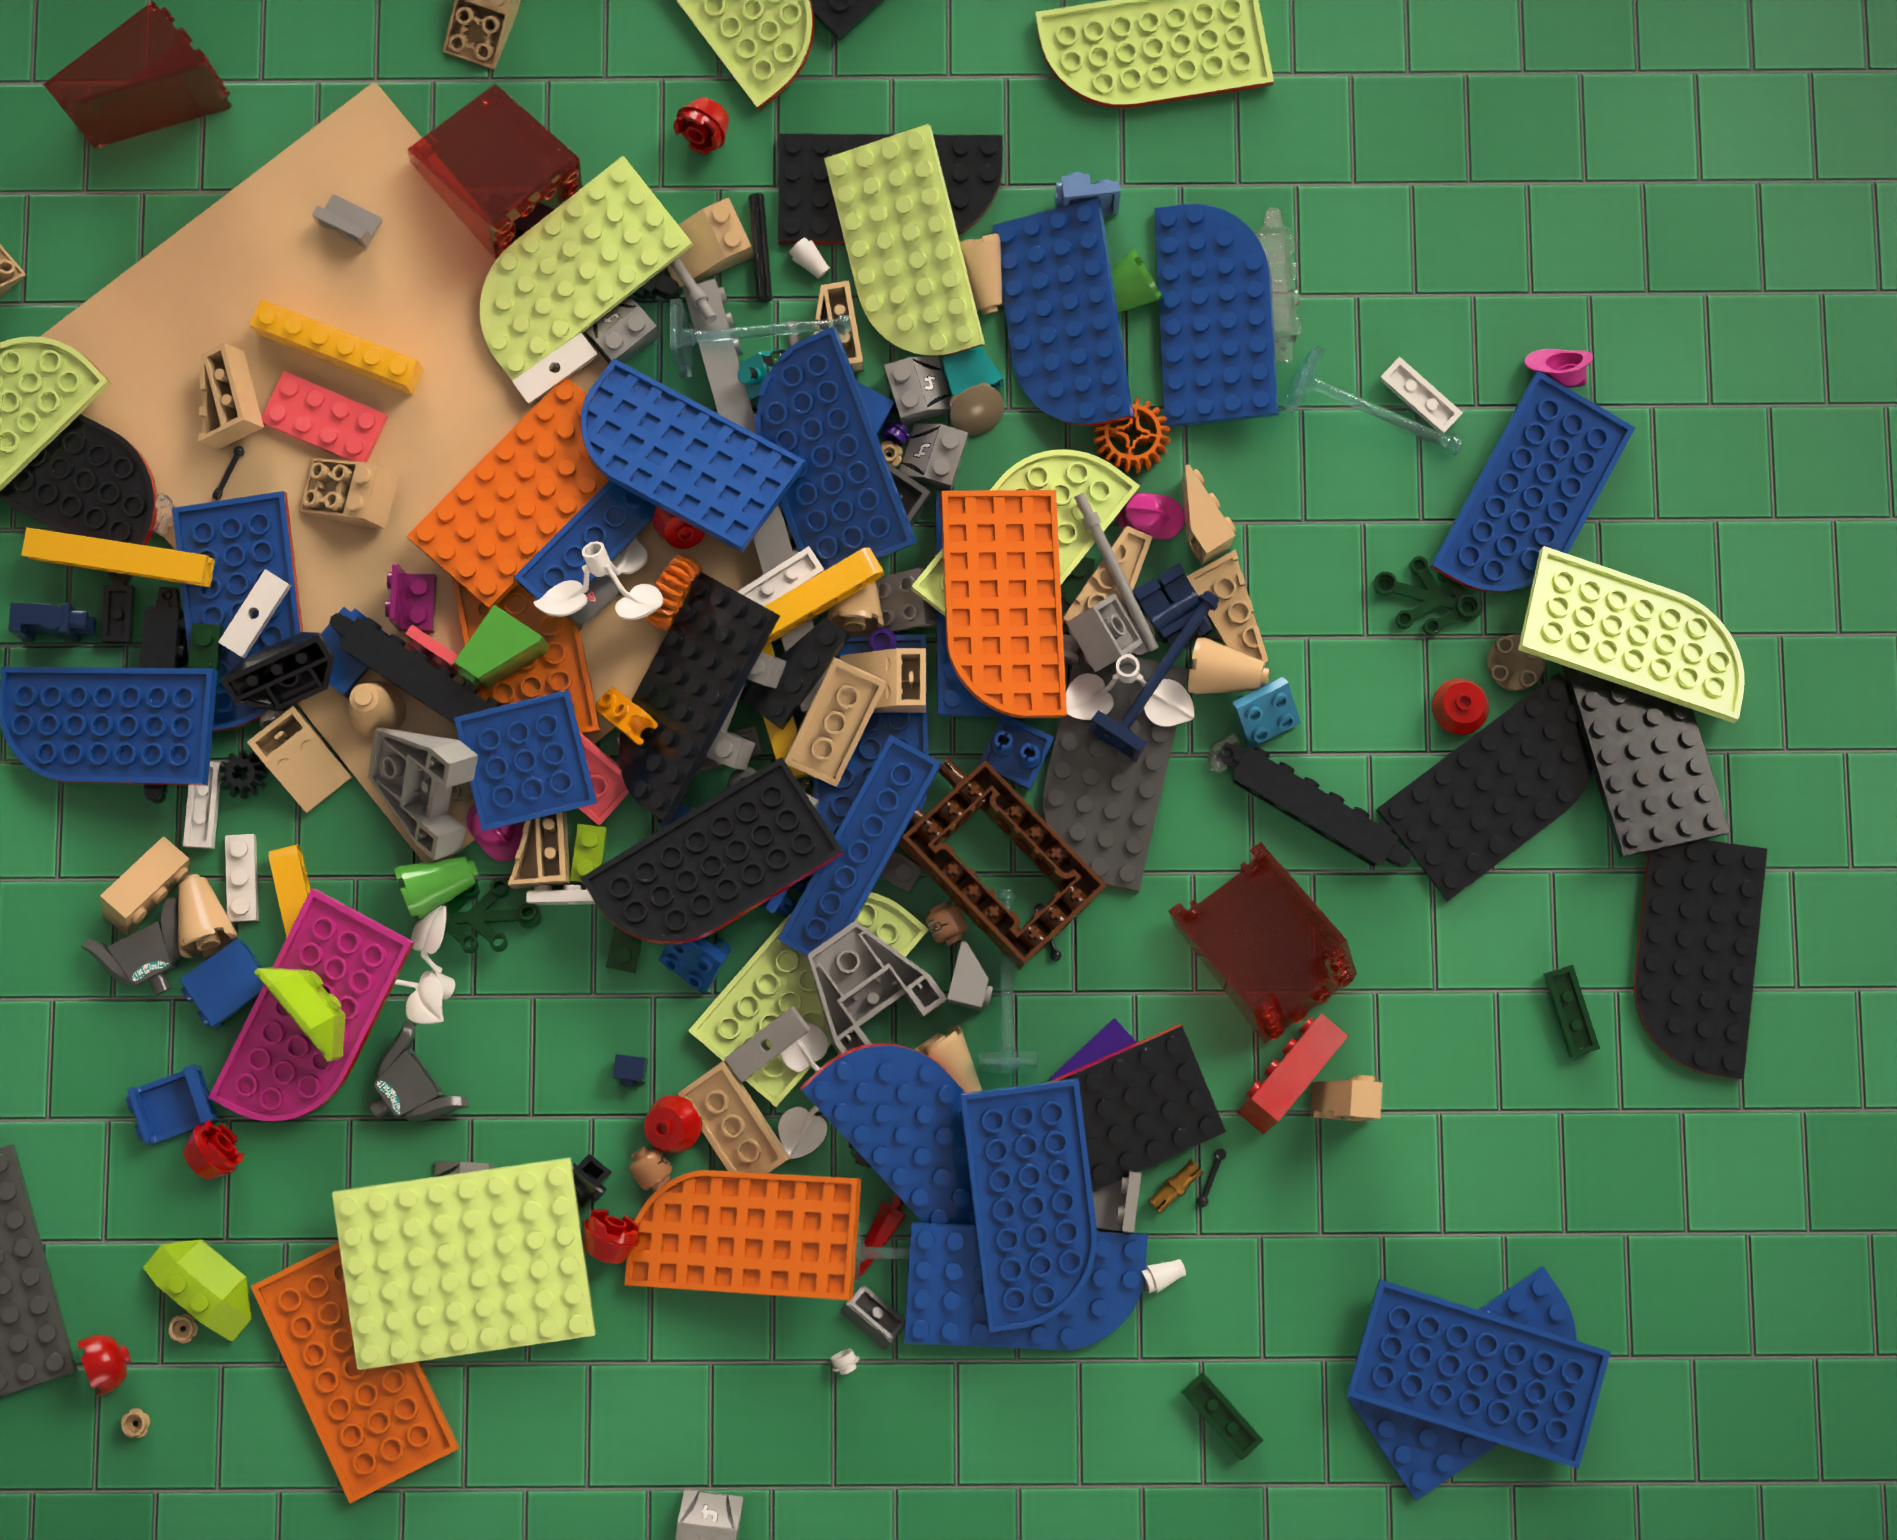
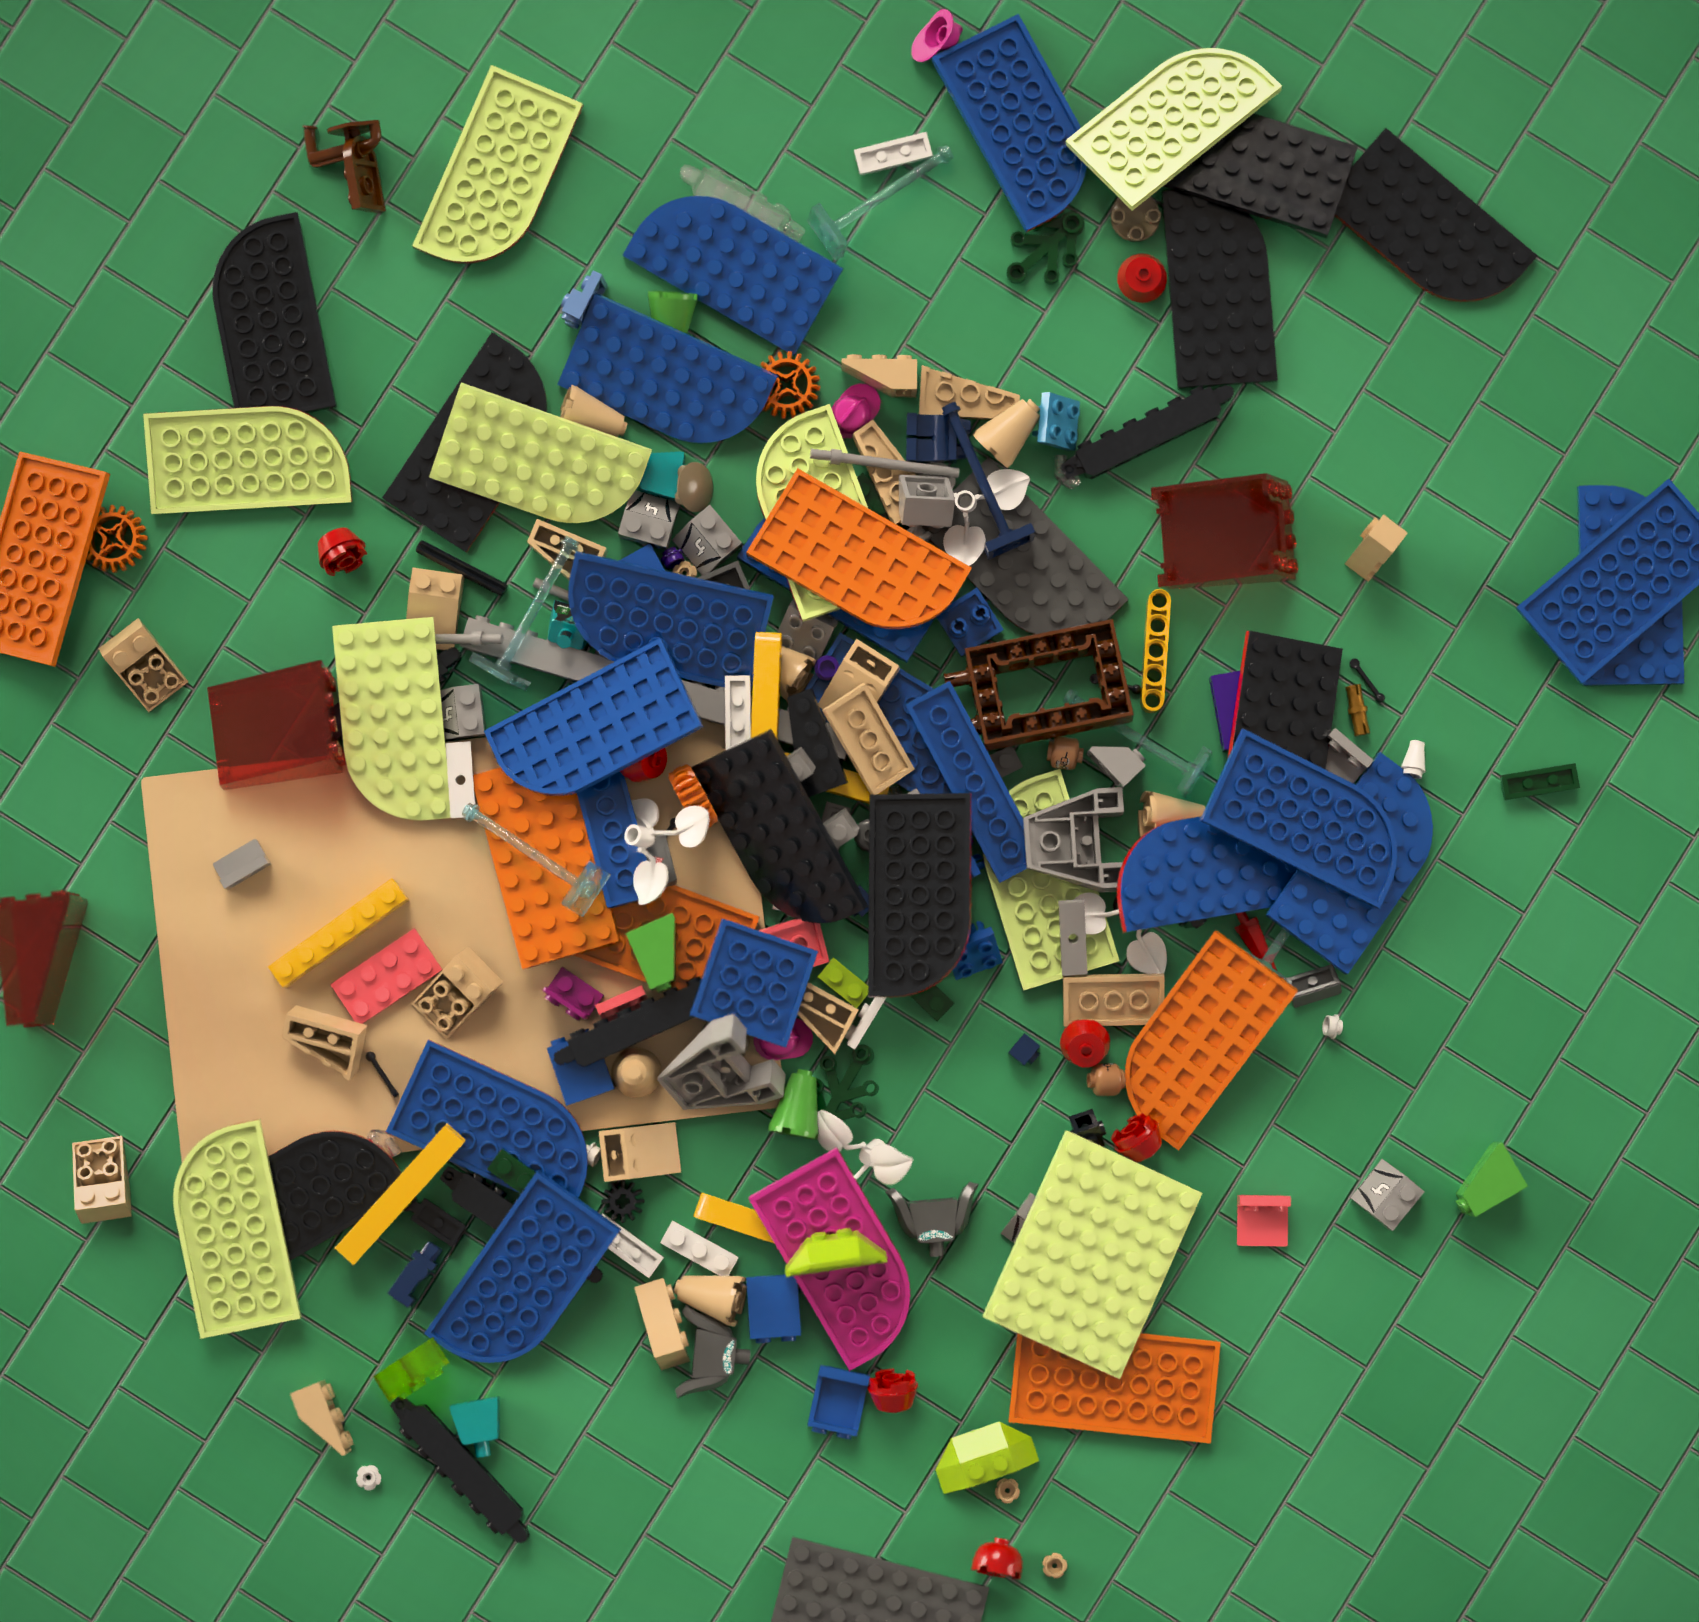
camera: 60 degrees left, 5 degrees up
(245, 630) = (518, 1131): white tile -> none
(282, 673) = (570, 1122): black wedge -> none
(518, 539) = (584, 888): none -> clear light blue tile
(606, 1414) = (1262, 1220): none -> coral bracket
(624, 714) = (762, 890): light orange plate -> none
(809, 258) = (494, 537): white cone -> none
(1115, 939) = (1160, 639): none -> yellow beam
(1292, 1074) = (1331, 574): wedge -> none
(1571, 1011) = (1412, 345): dark green plate -> none

